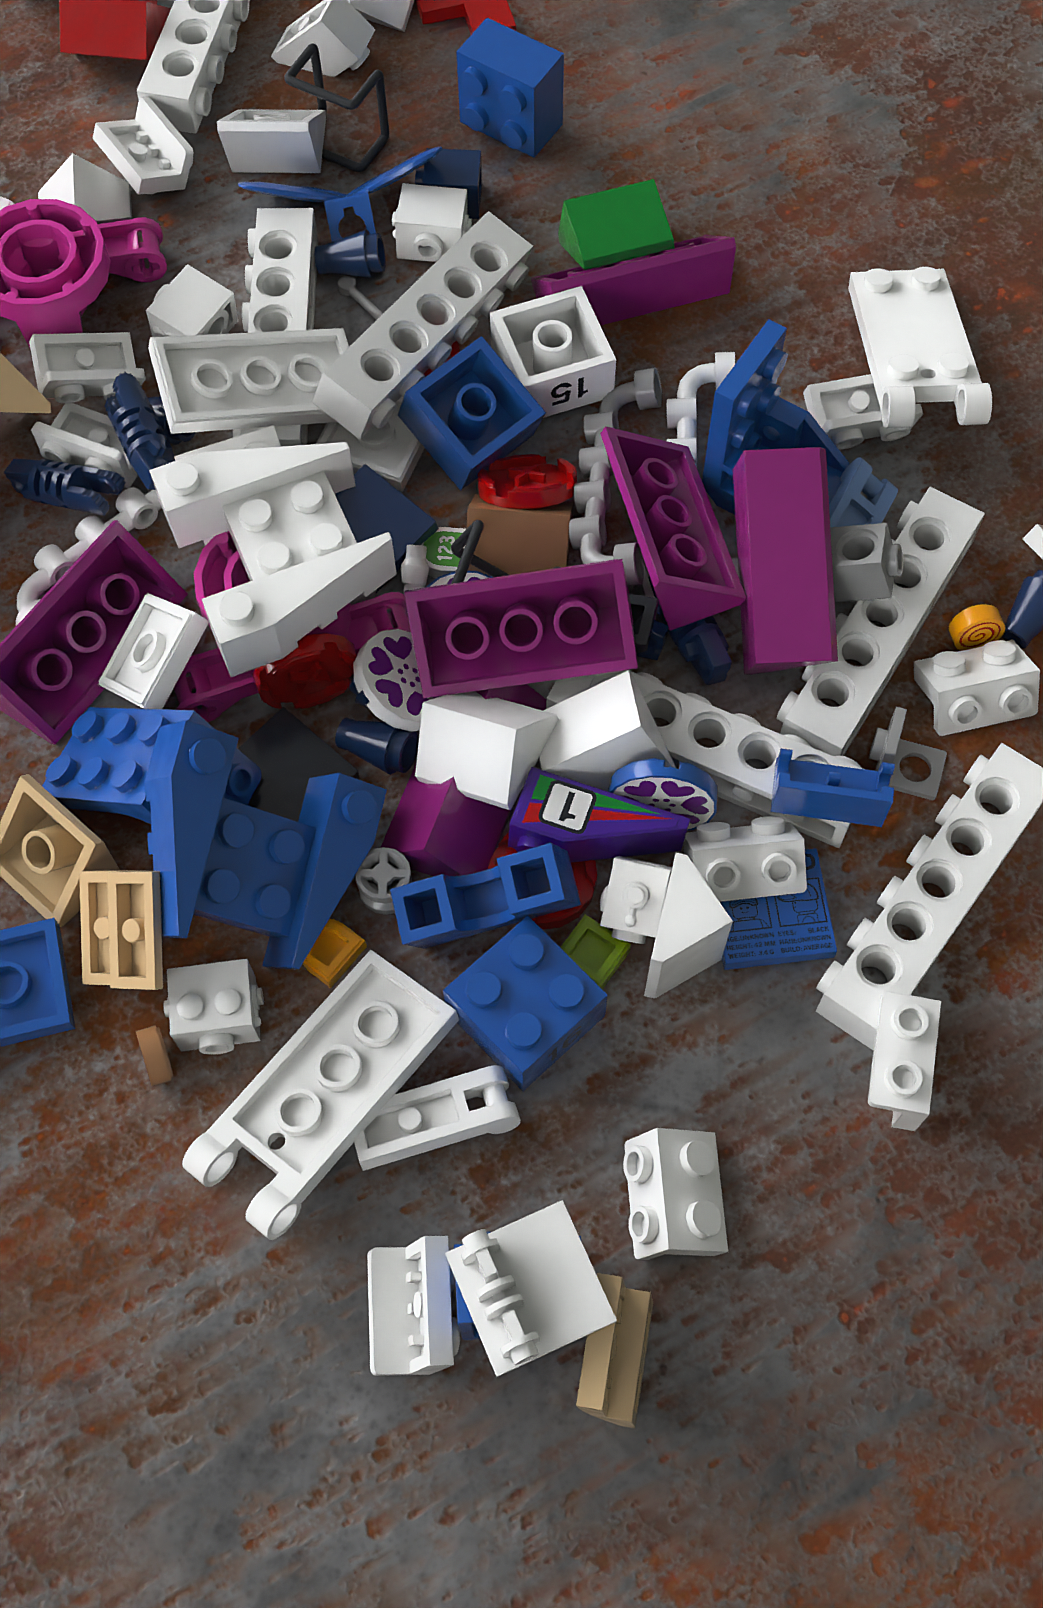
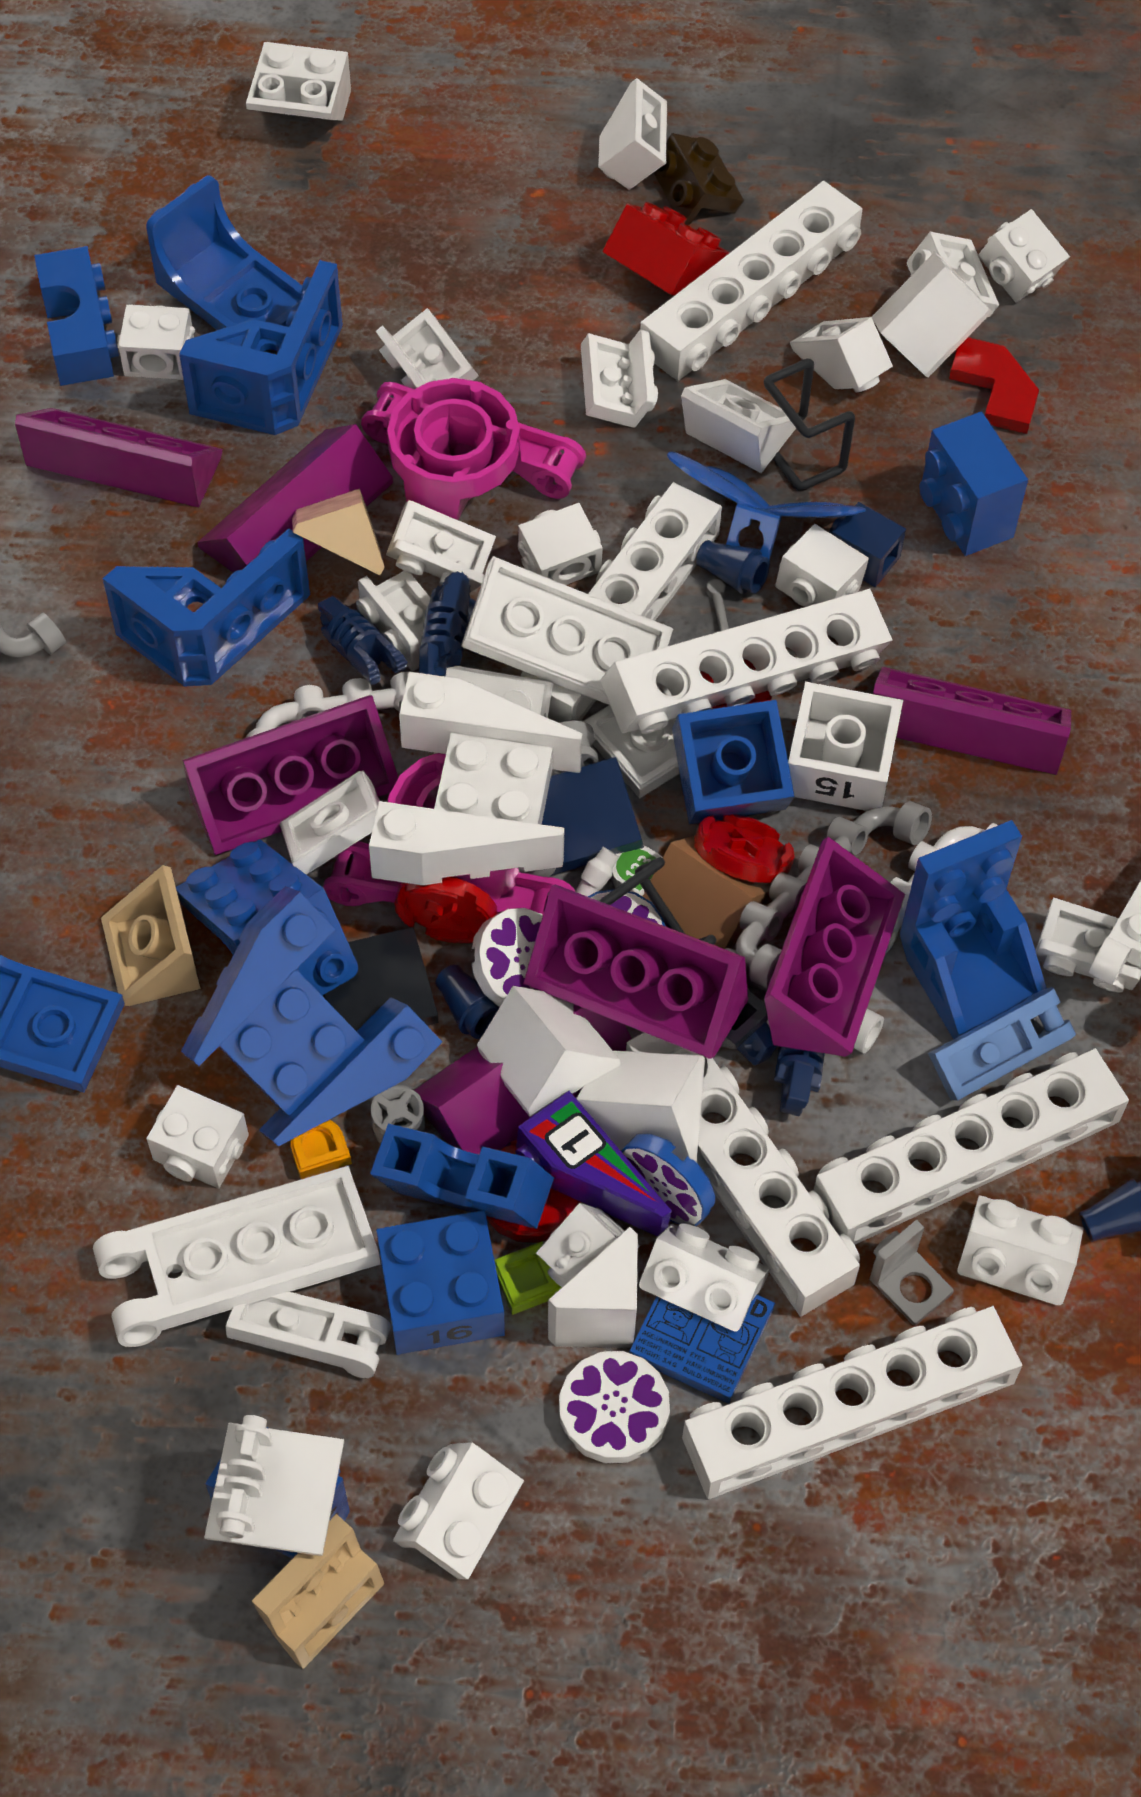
camera: 30 degrees right, 5 degrees down
(92, 189) = (543, 394): white slope -> none
(121, 929) = (161, 1031): tan slope -> none
(154, 1055) = (127, 1149): medium nougat tile -> none
(411, 1308) = (182, 1462): white bracket -> none
(615, 225) = (979, 661): green slope -> none
(744, 1019) = (614, 1406): none -> tile
(785, 559) = (904, 1038): magenta slope -> none
(831, 791) = (806, 1256): blue hinge -> none
(864, 562) = (972, 1077): light grey brick -> none
(904, 1057) = (716, 1513): white bracket -> none
(976, 626) = (1055, 1197): light orange tile -> none

